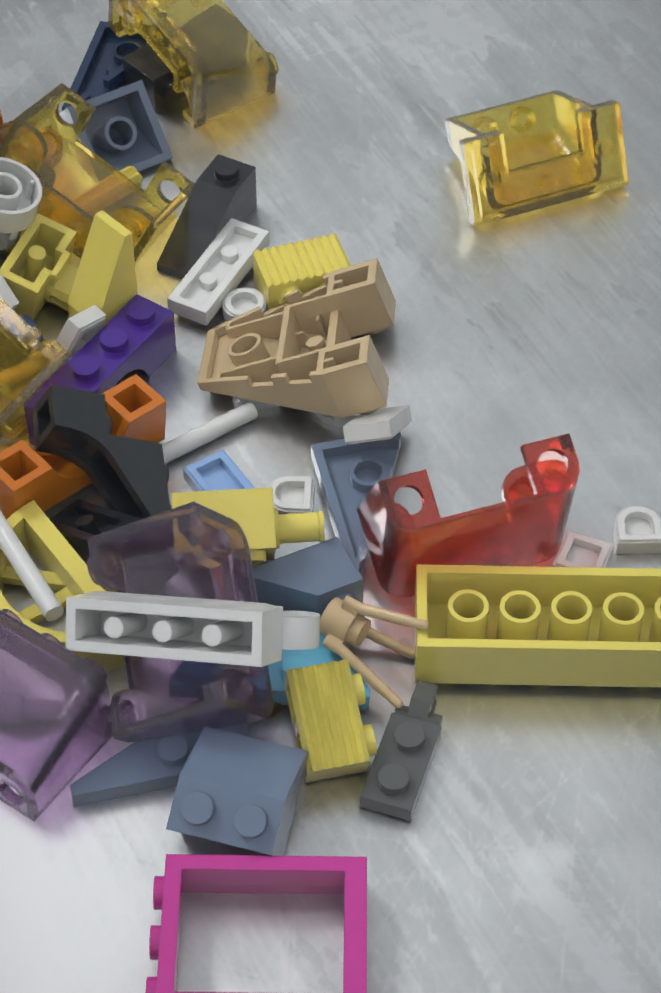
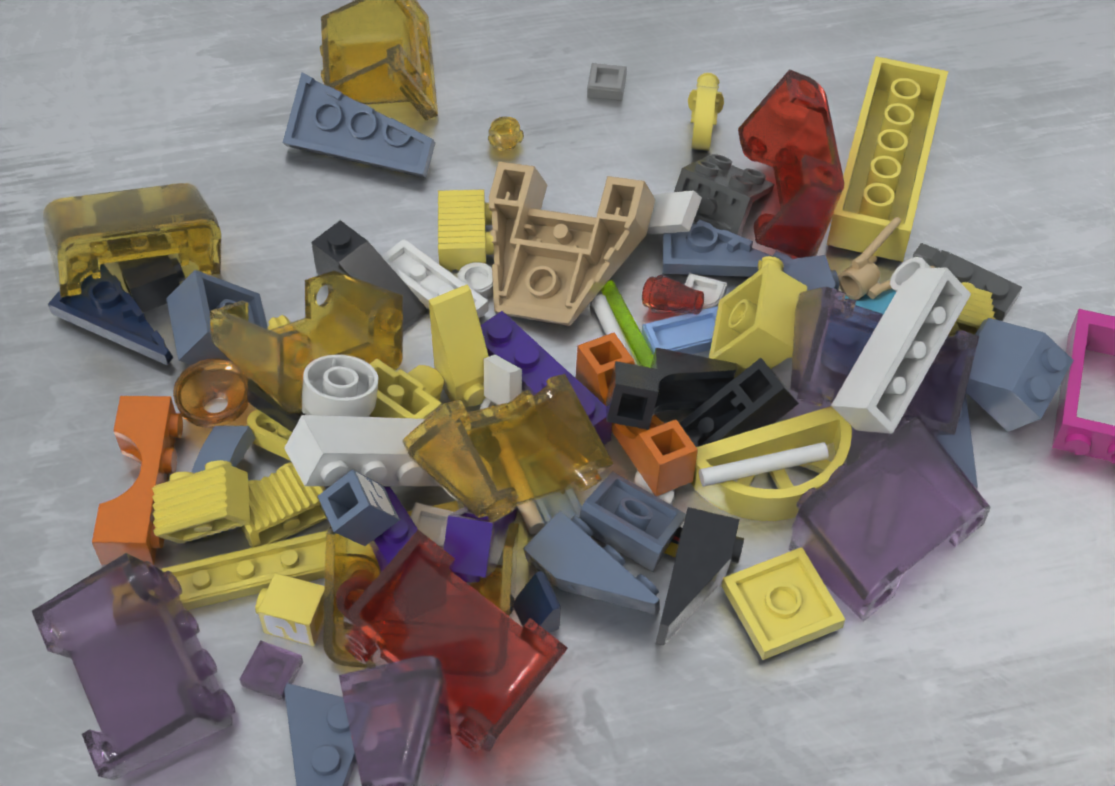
camera: 75 degrees left, 5 degrees up
(225, 440) = (628, 324): none -> clear neon green bar
(265, 458) = (670, 296): none -> clear red cone
(405, 160) = (342, 128): none -> sand blue wing
(459, 469) = (724, 190): none -> dark grey bracket
(466, 281) = (505, 133): none -> clear yellow plate
(587, 429) = (705, 105): none -> light yellow pin
(598, 353) = (606, 81): none -> light grey tile

